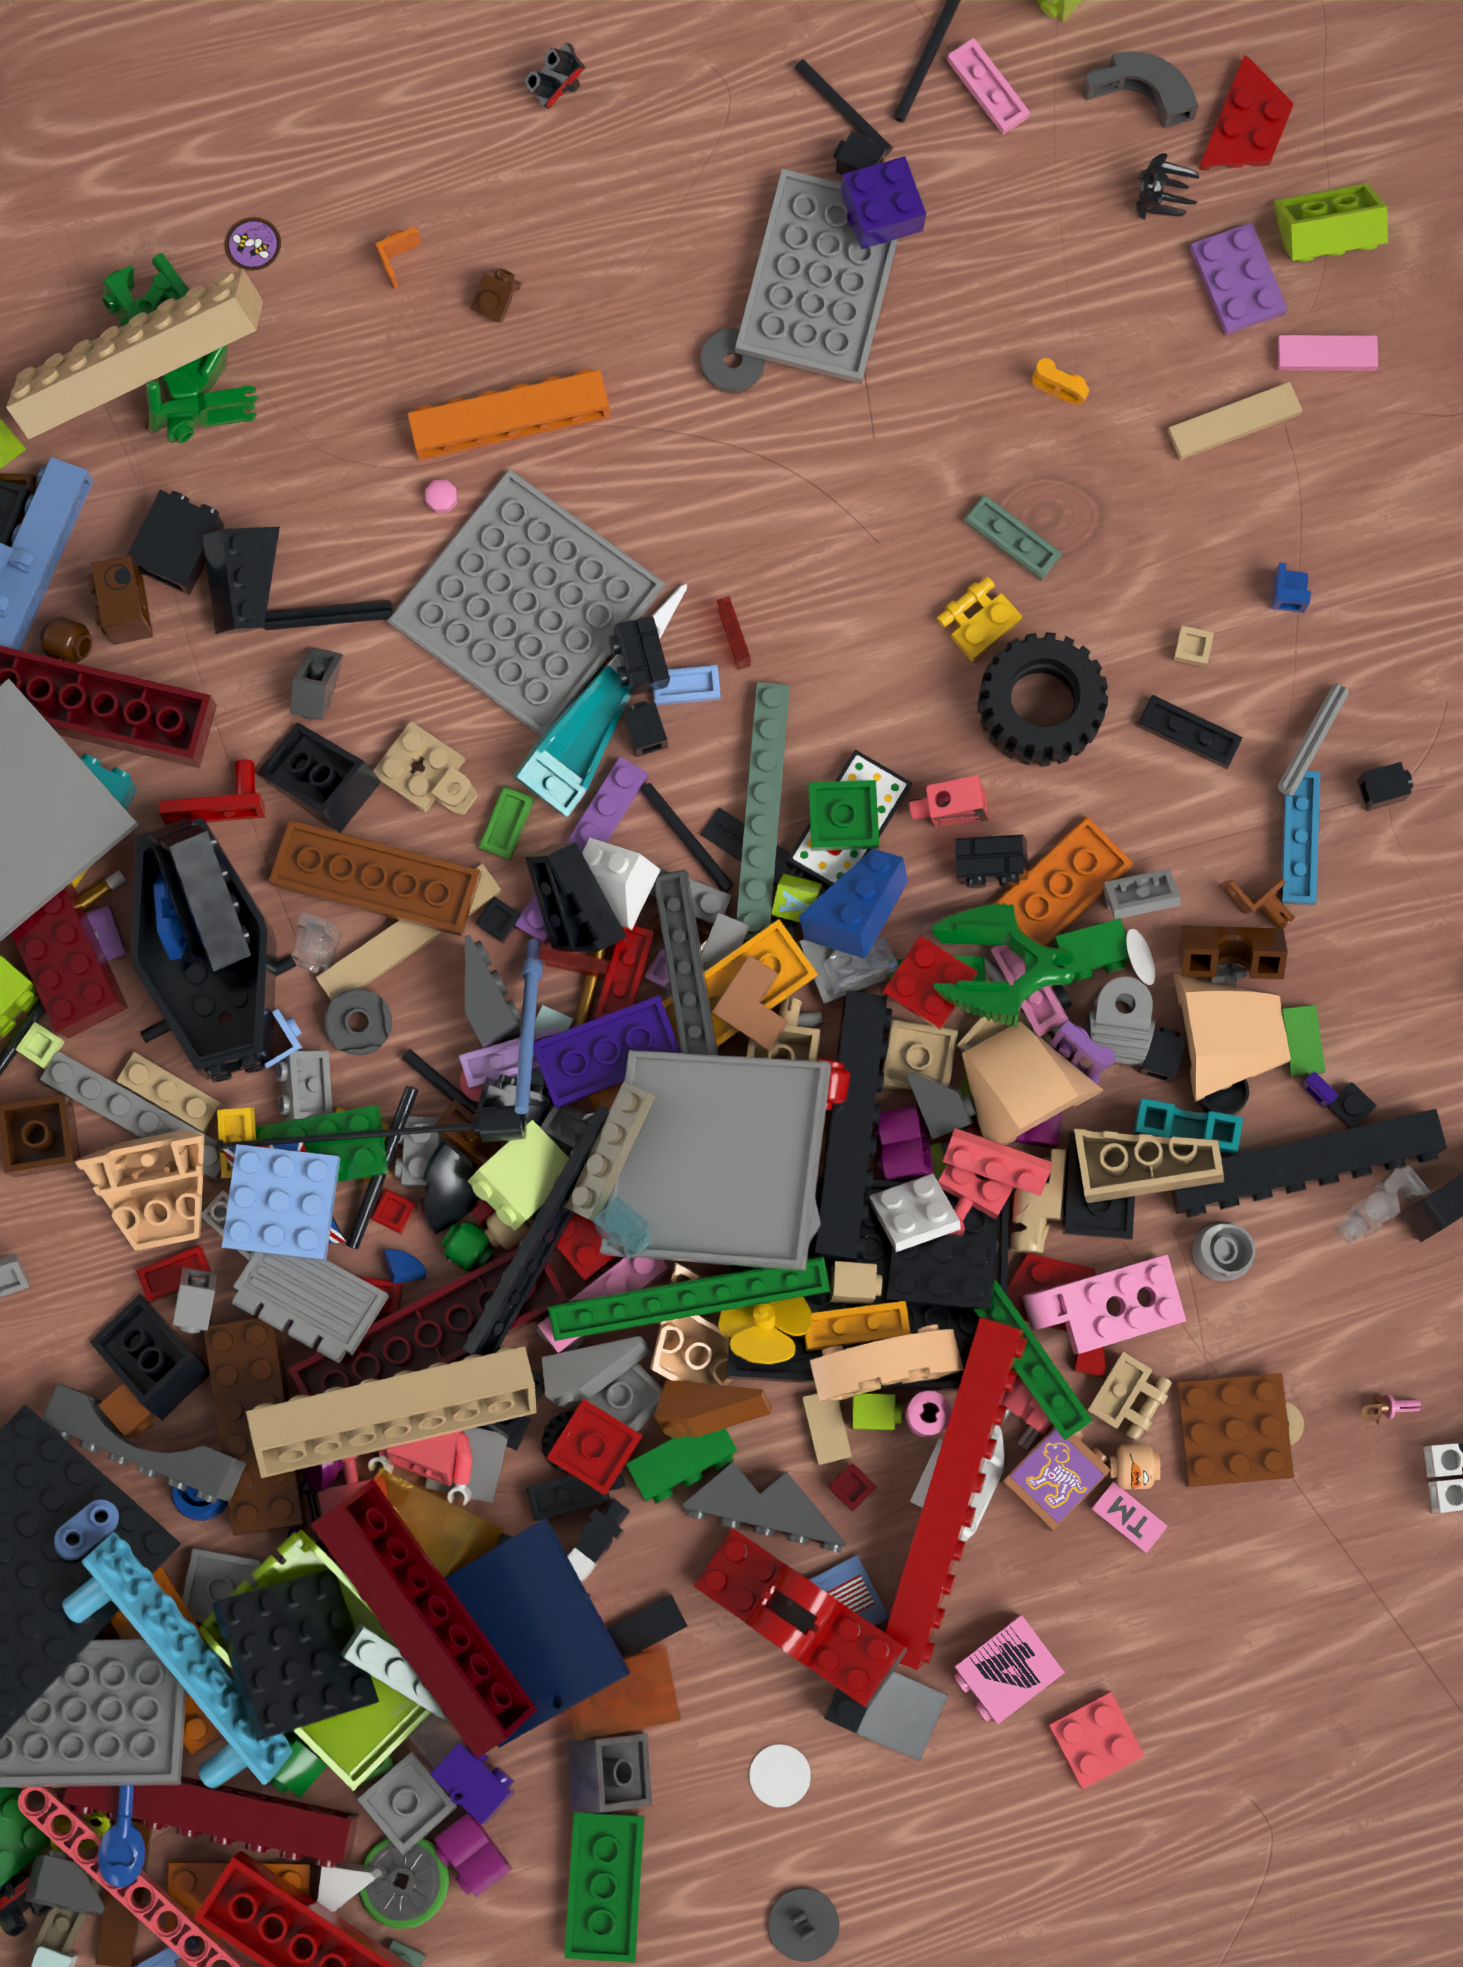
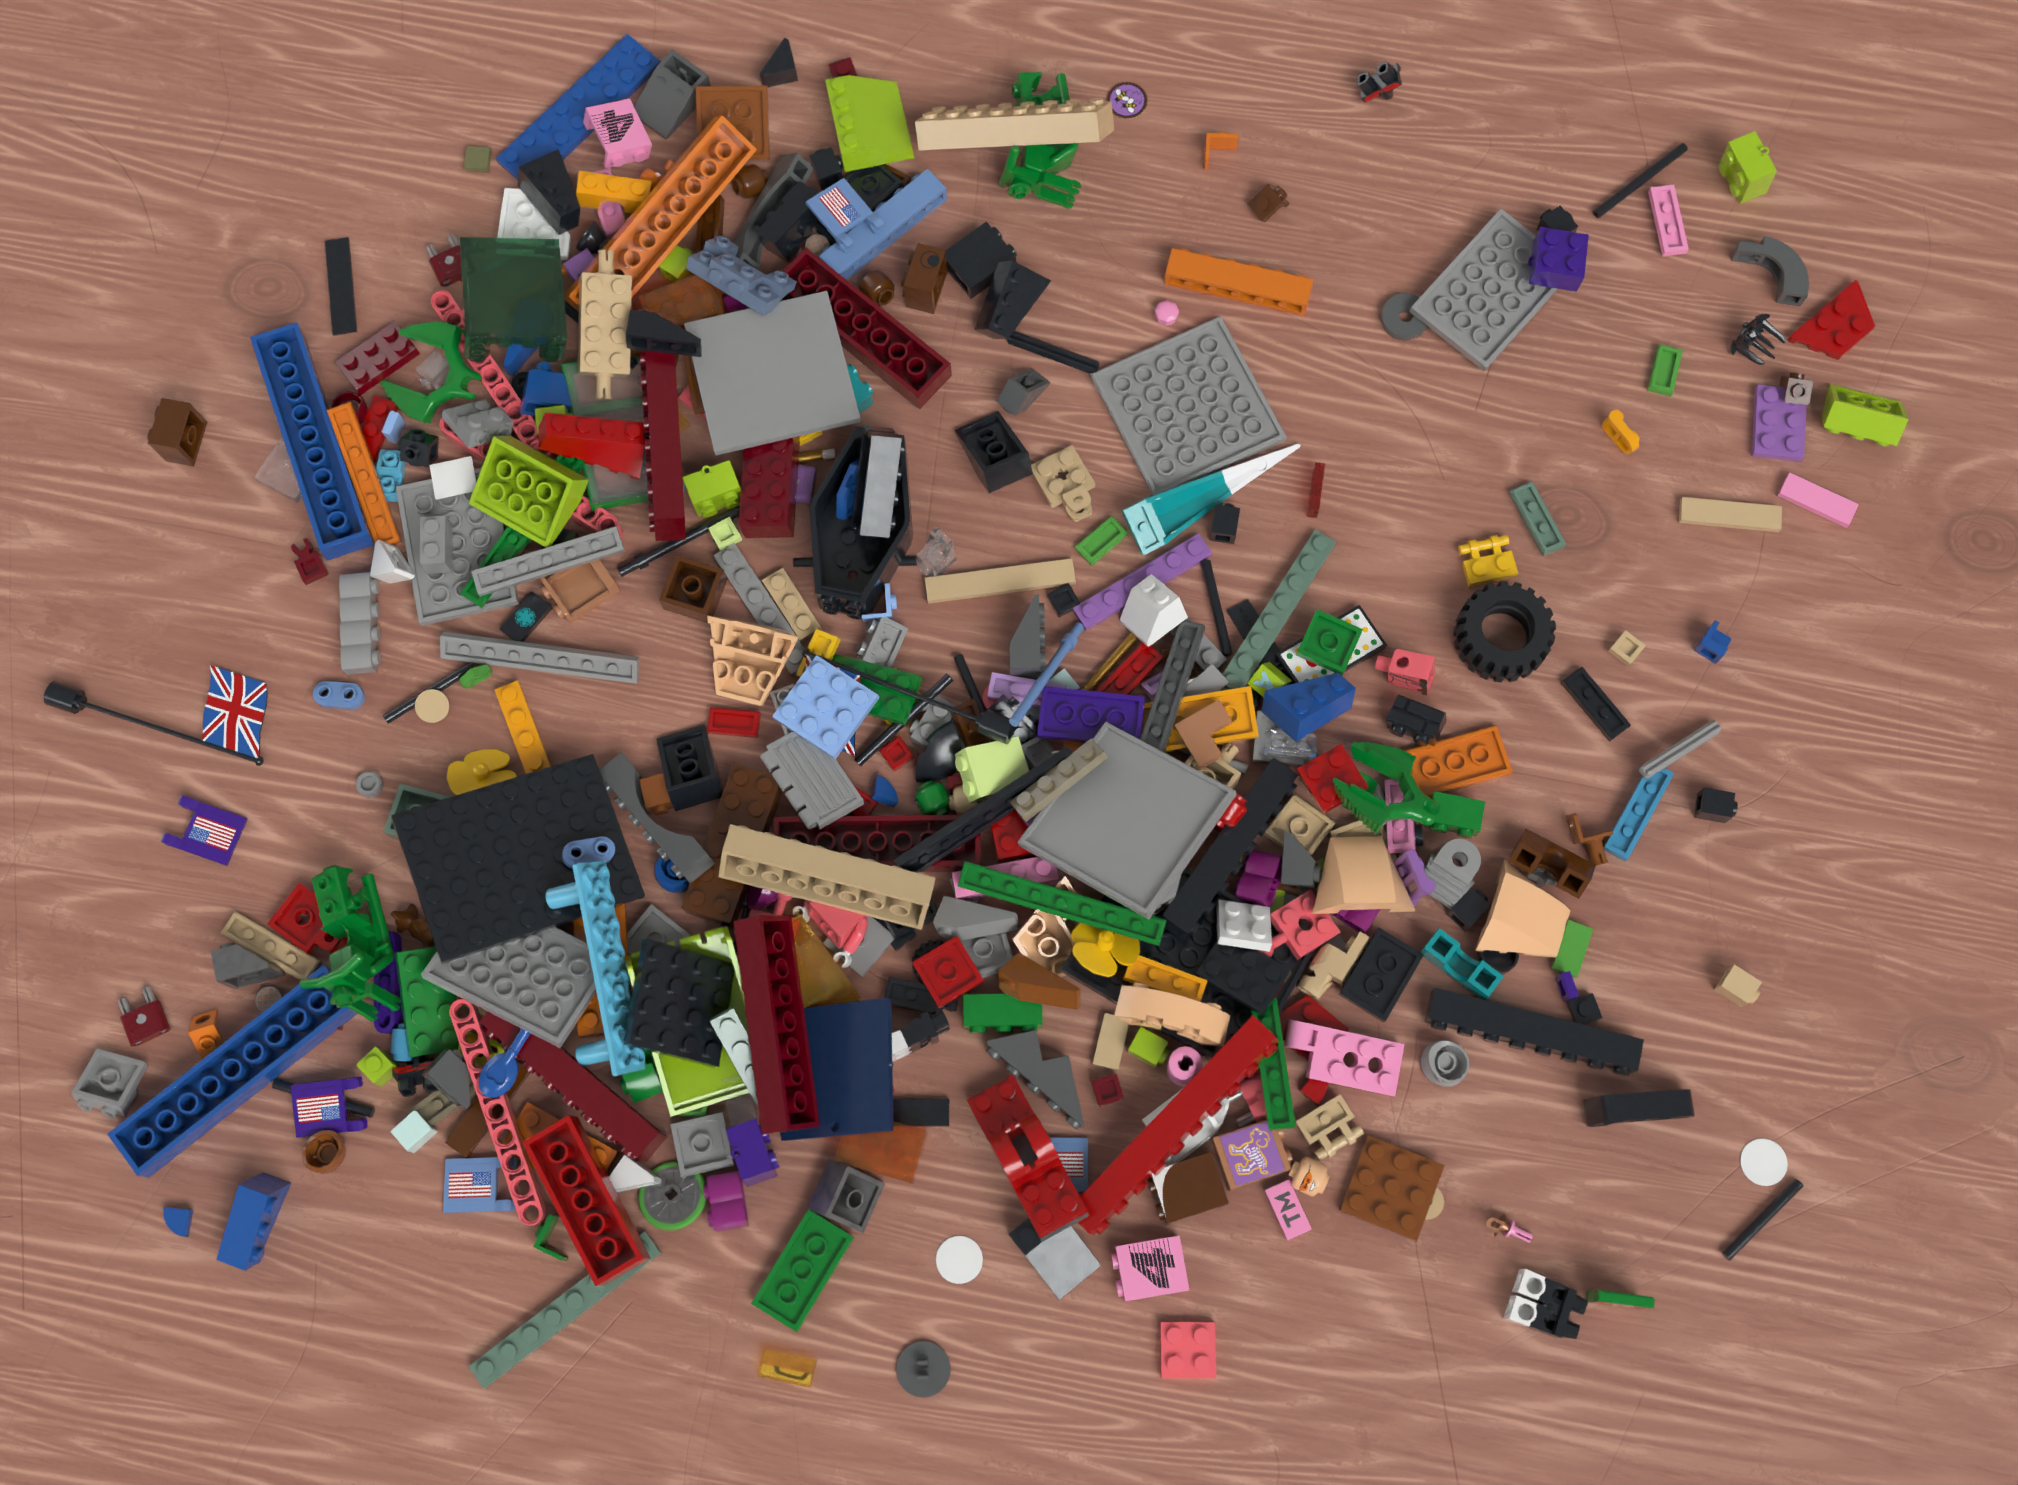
camera: 30 degrees right, 5 degrees down
(194, 1300) = (736, 742): light grey brick -> none
(242, 805) = (933, 445): red piece -> none
(375, 878) = (997, 532): dark orange plate -> none
(378, 1025) = (948, 609): dark grey tile -> none
(572, 900) = (1118, 607): black wedge -> none
(573, 962) = (1099, 649): clear red tile -> none
(623, 1228) = (1041, 832): clear light blue brick -> none
(640, 656) = (1246, 473): black brick -> none
(690, 686) = (1266, 509): light blue tile -> none
(840, 104) = (1560, 186): black bar -> none
(854, 1283) = (1178, 951): tan brick -> none
(997, 1162) = (1317, 920): coral plate -> none
(1004, 1554) = (1188, 1188): none -> reddish brown panel
(1073, 278) = (1664, 370): none -> bright green tile
(1140, 956) = (1486, 835): white sticker -> none
(1141, 894) = (1508, 793): light grey bracket -> none
(1144, 1164) = (1418, 972): tan wedge -> none
(1240, 227) = (1797, 388): none -> bracket
(1381, 1206) = (1572, 1085): clear hips -> none

